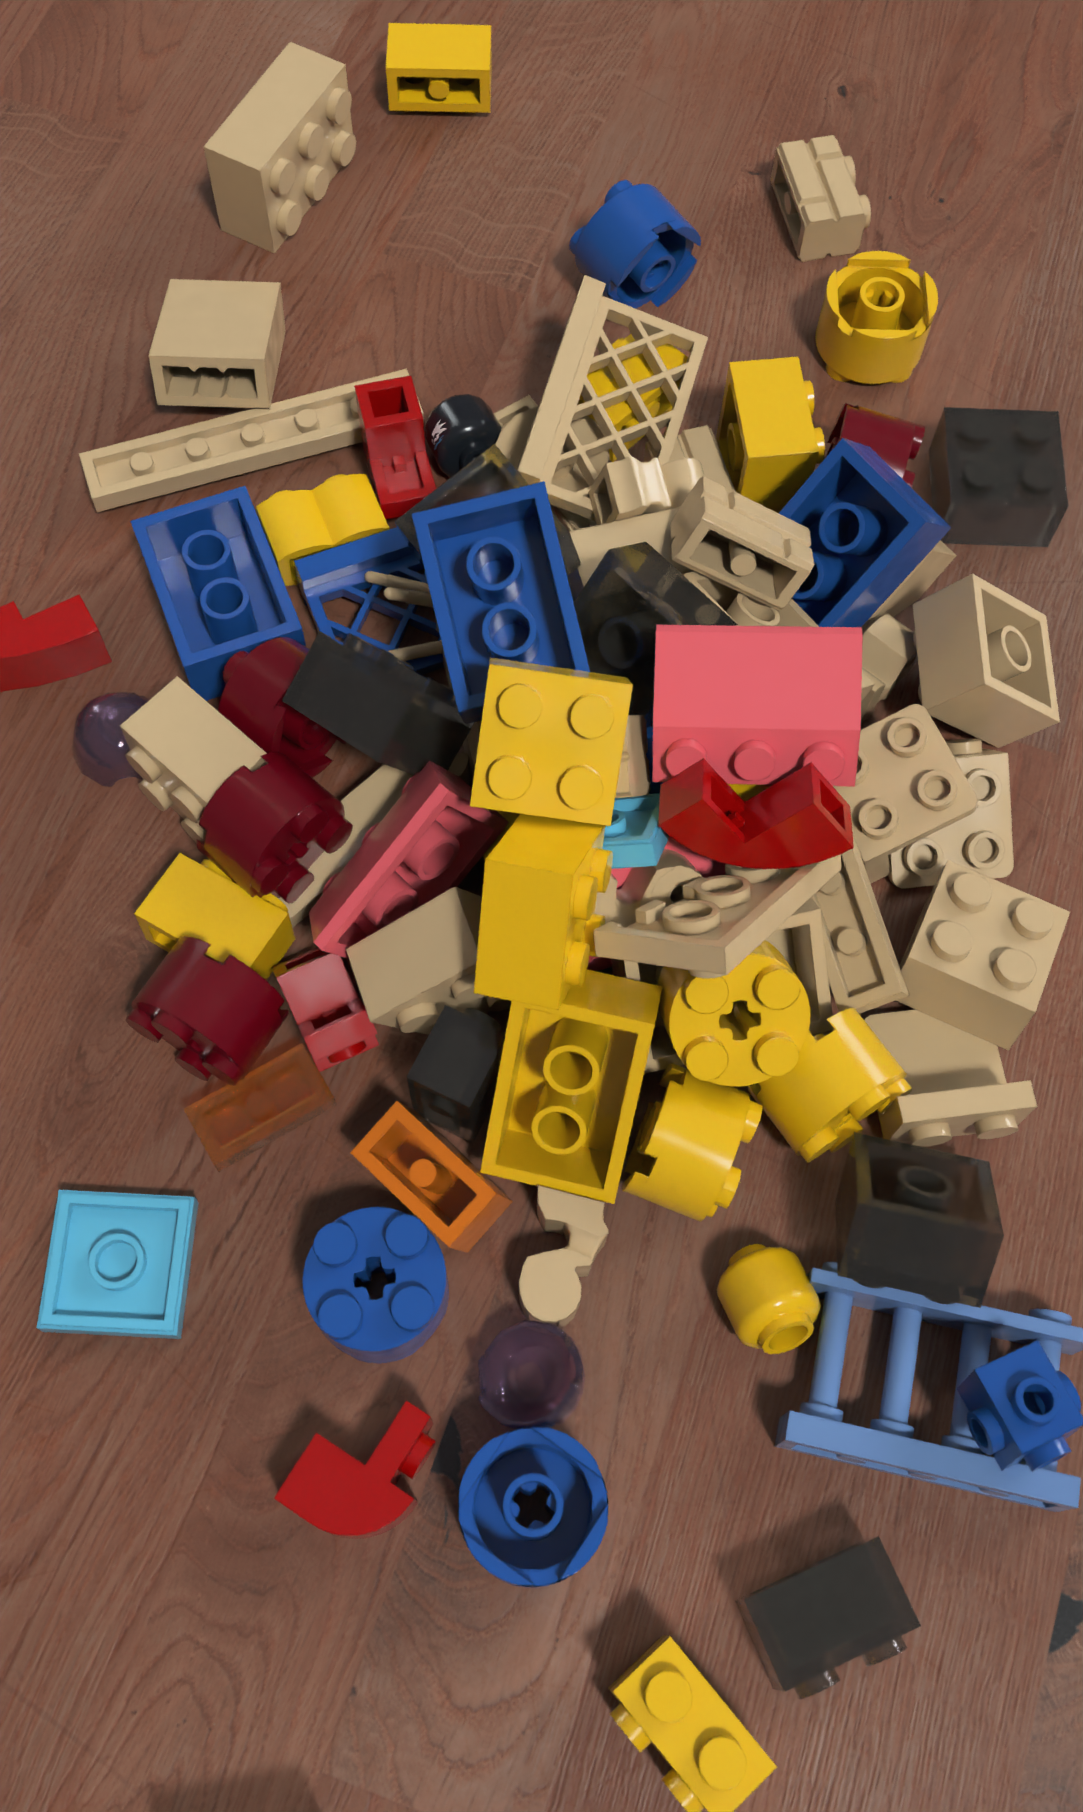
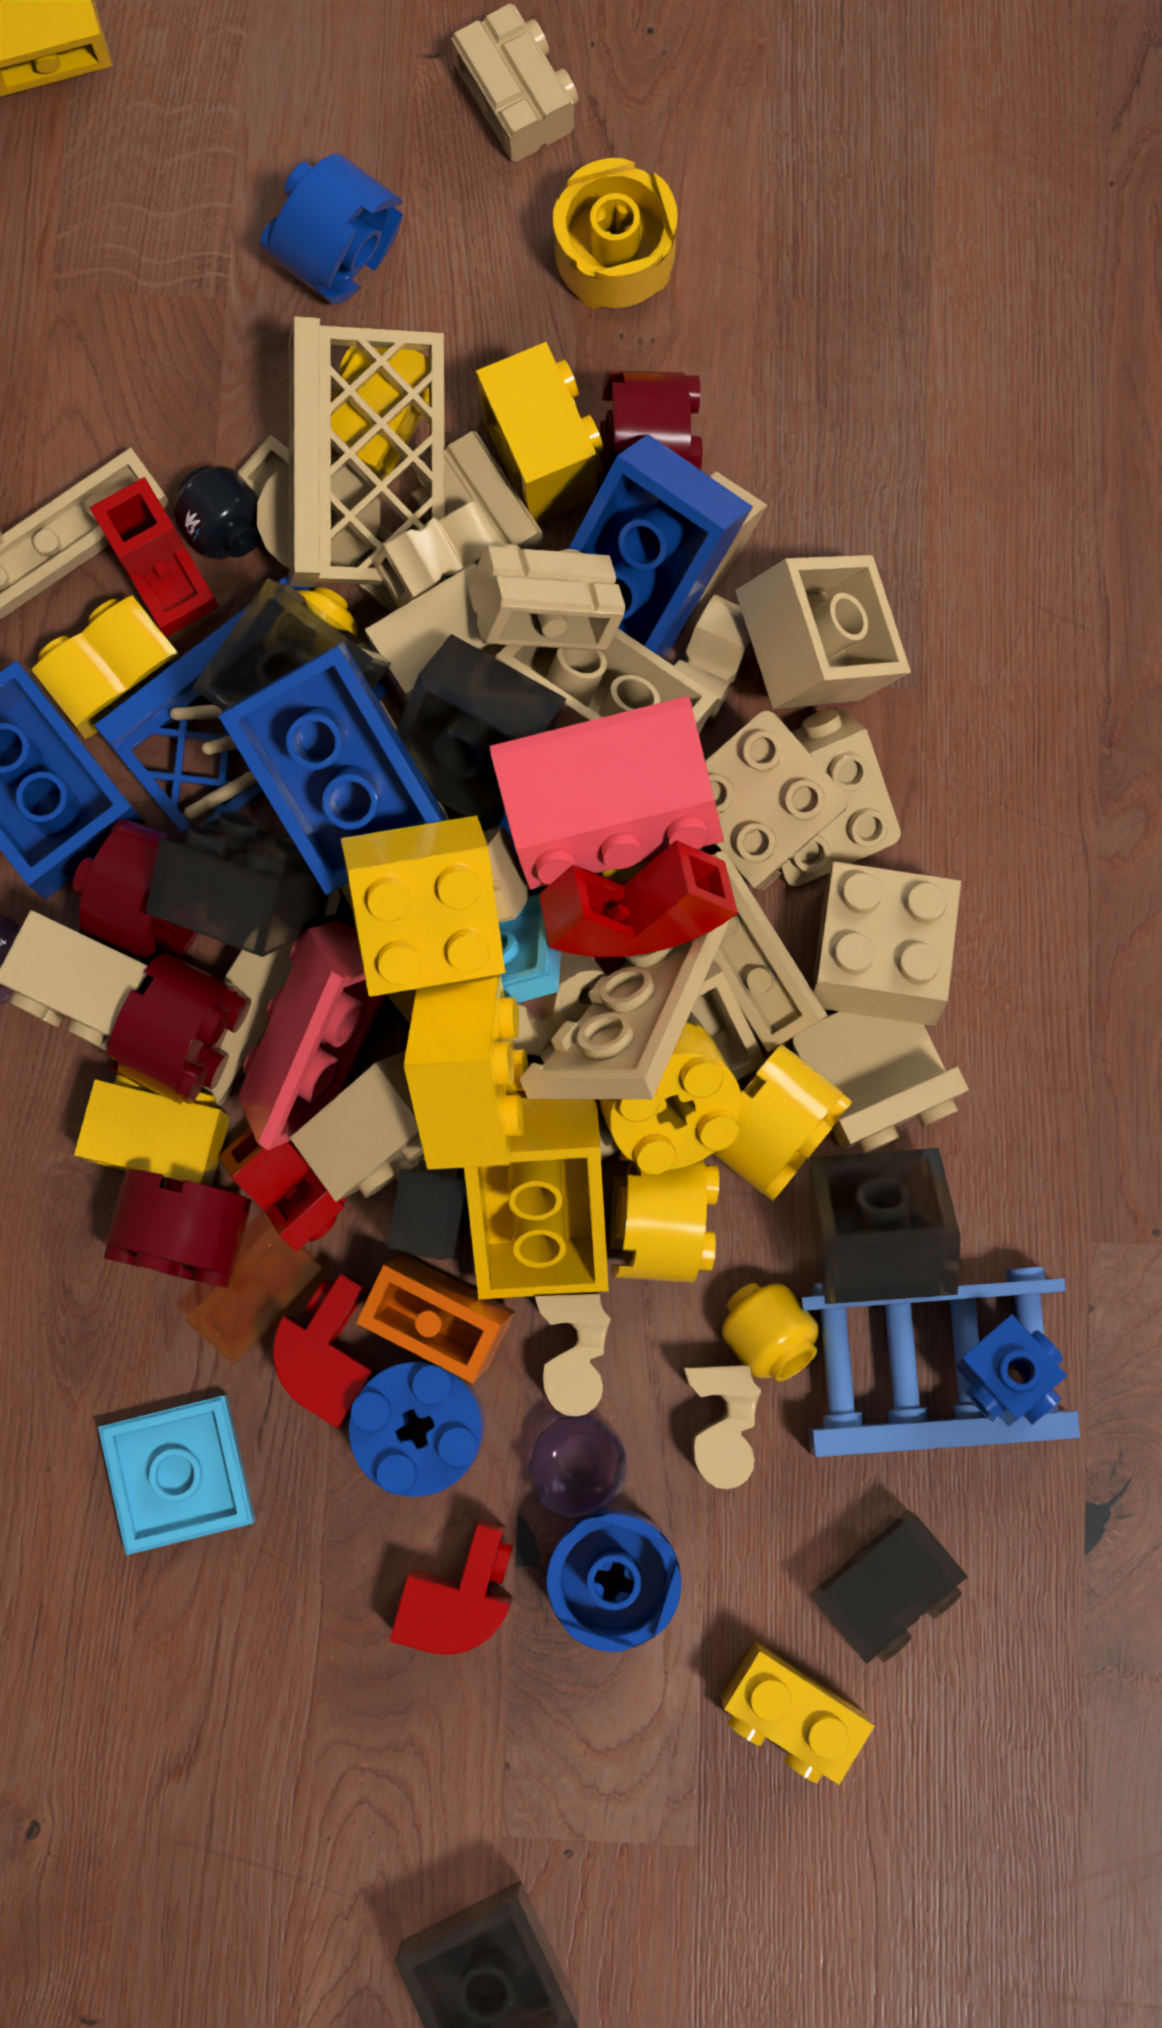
camera: 10 degrees left, 15 degrees up
(293, 1180) = (311, 1364): none -> red brick
(684, 1405) = (719, 1448): none -> tan leg
(998, 476) = (788, 393): clear smoke brick -> none

